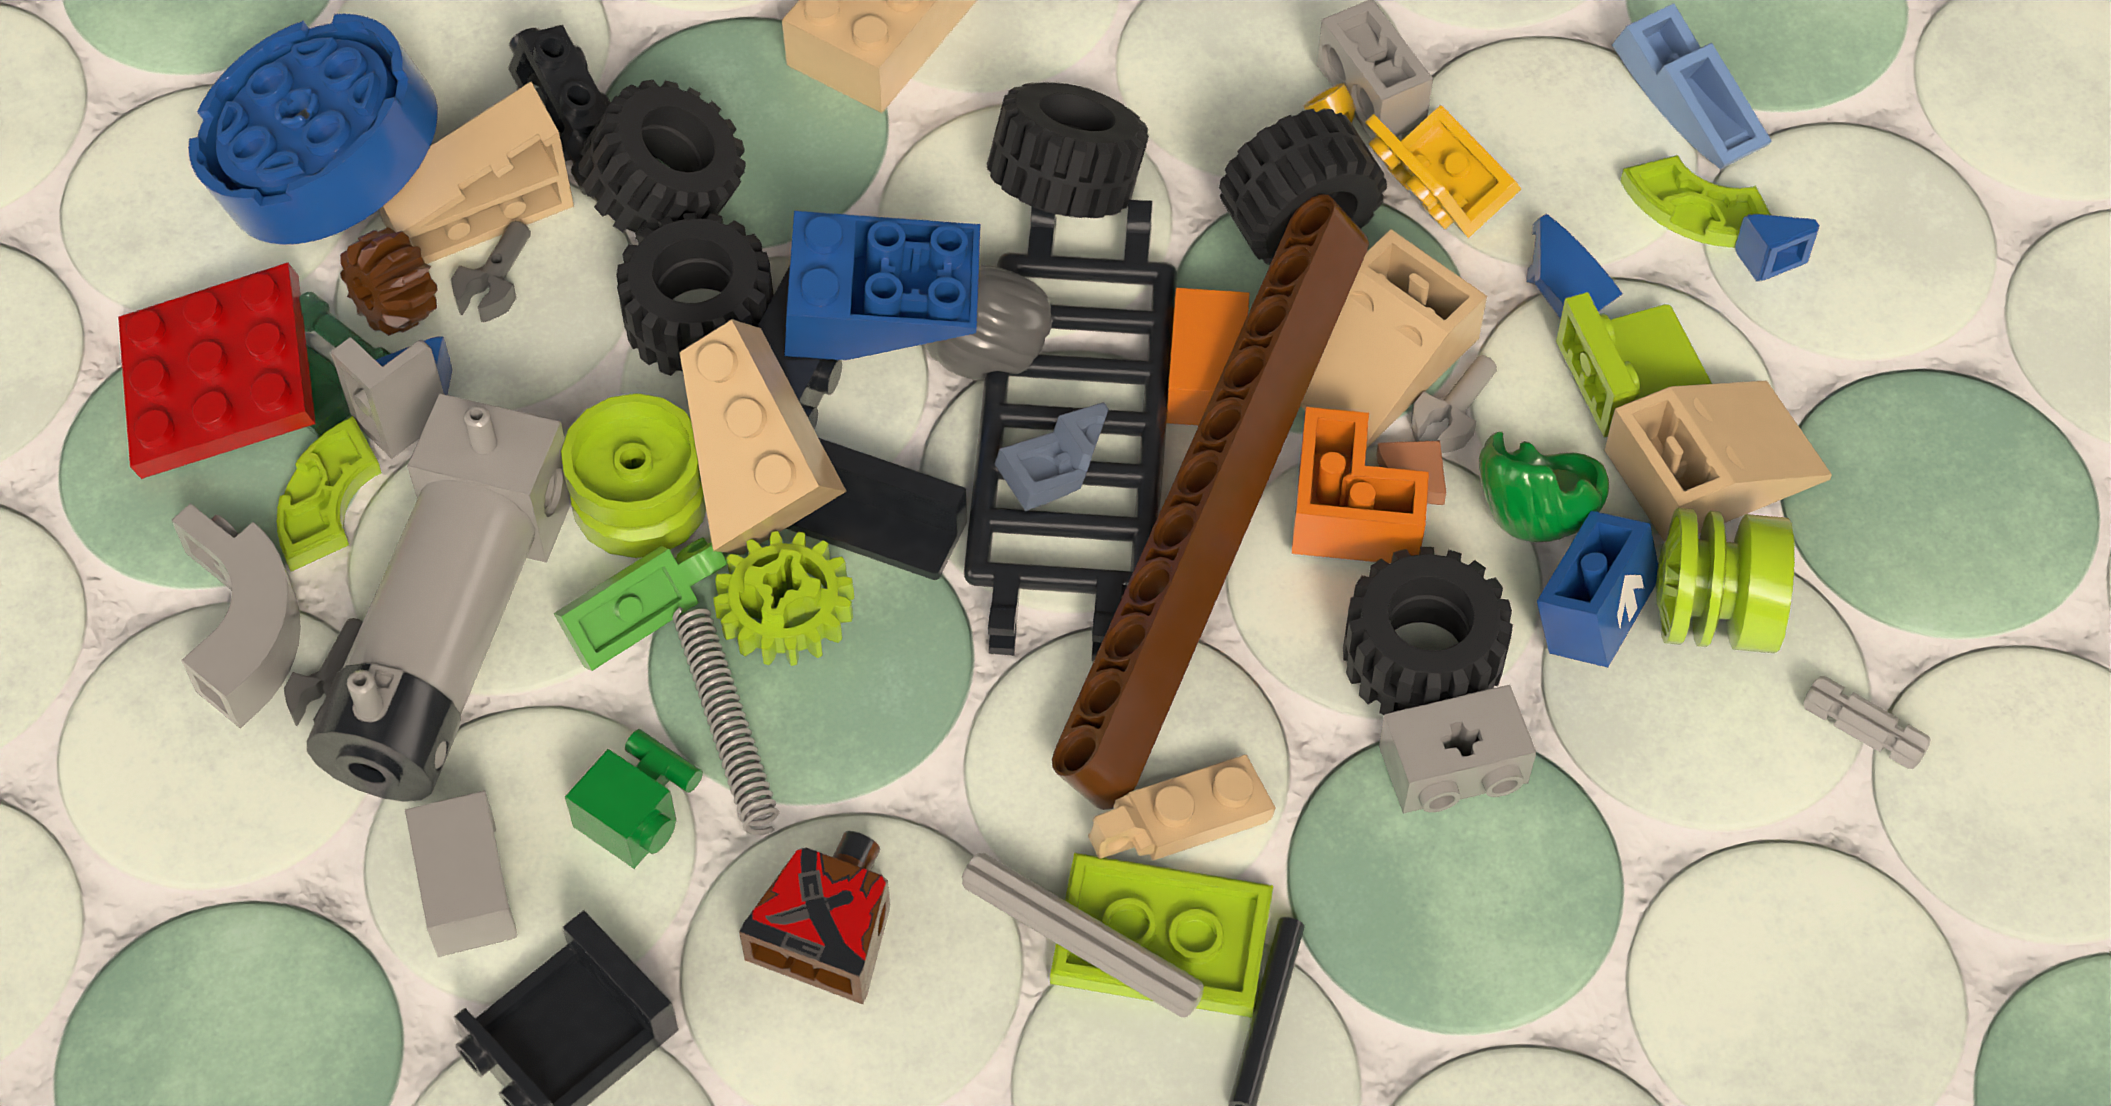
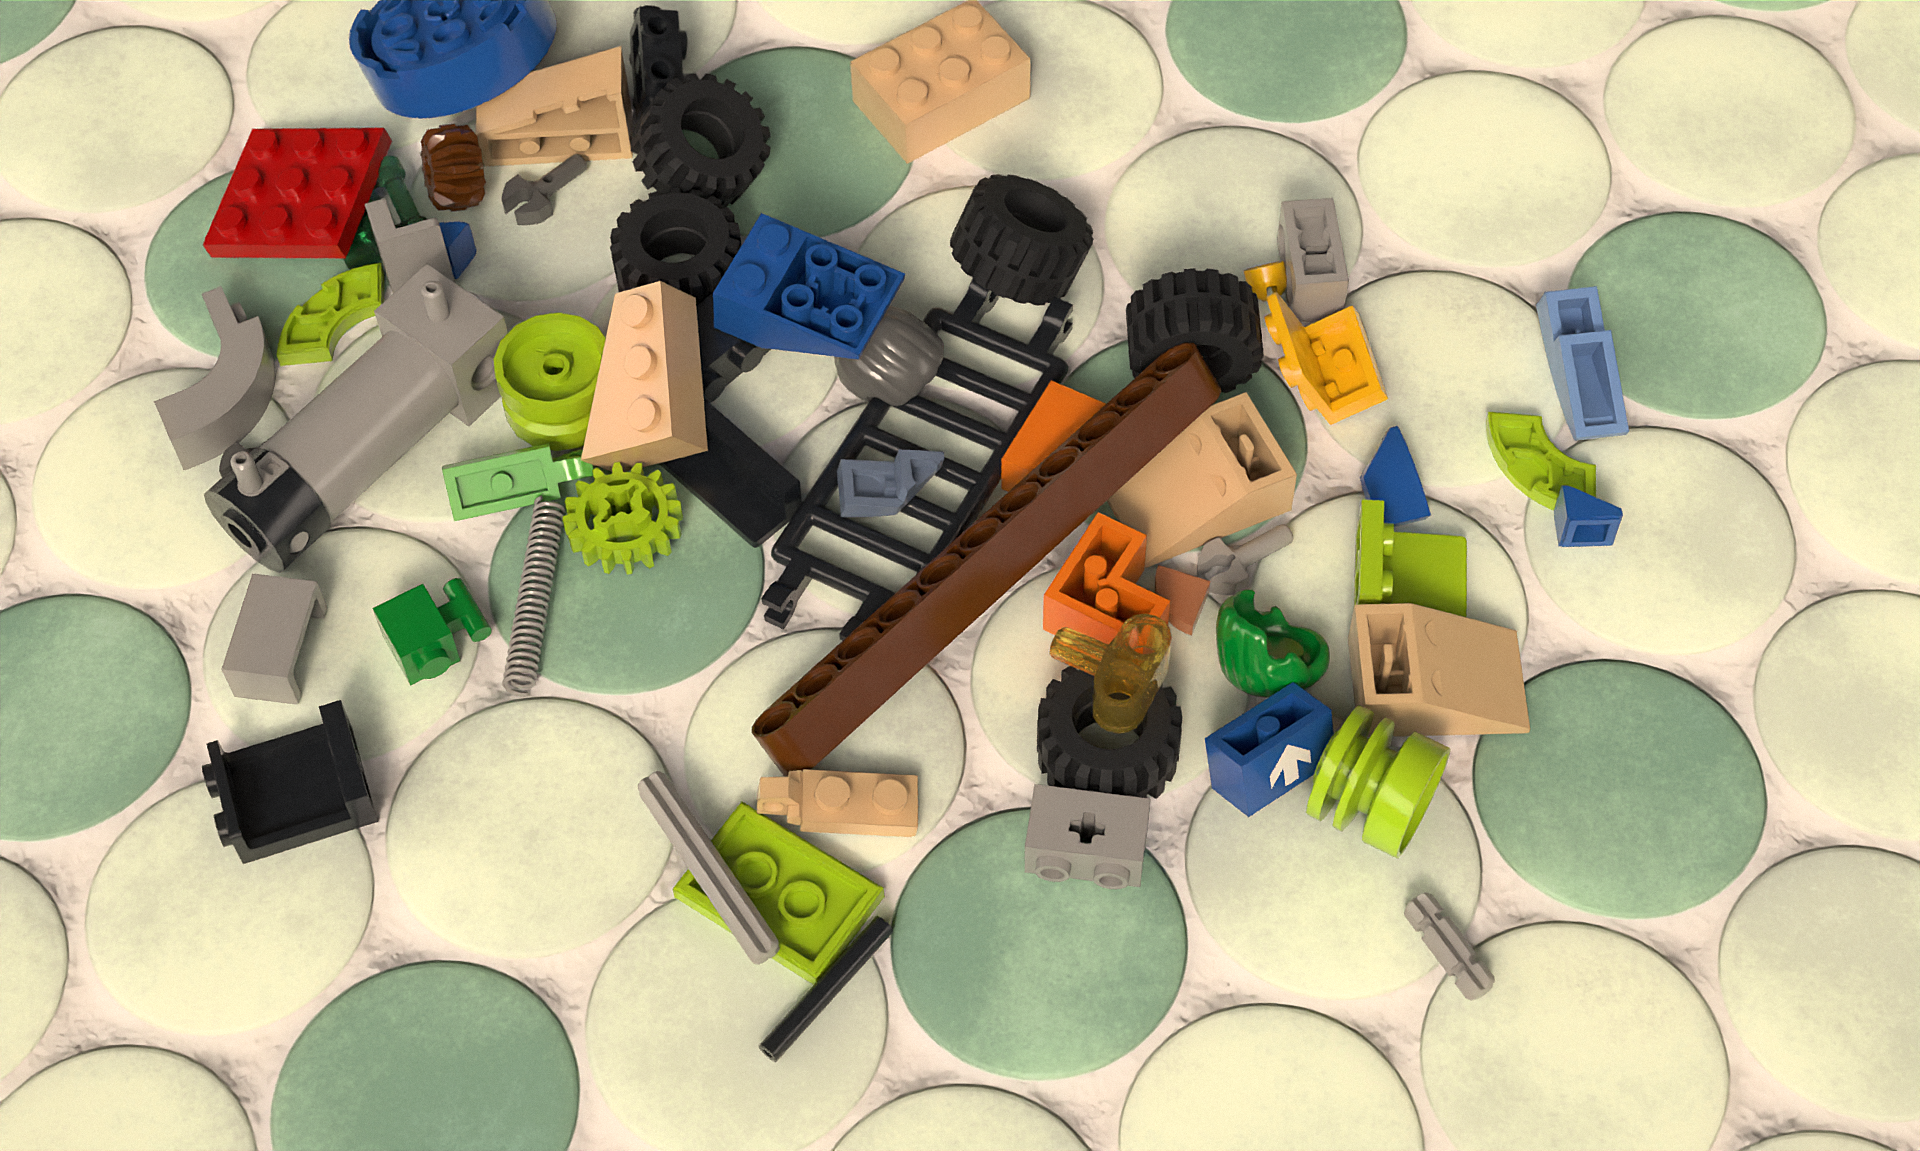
camera: 25 degrees right, 0 degrees up
(823, 919) = (522, 777): torso -> none
(1424, 558) = (1120, 668): none -> clear yellow beam

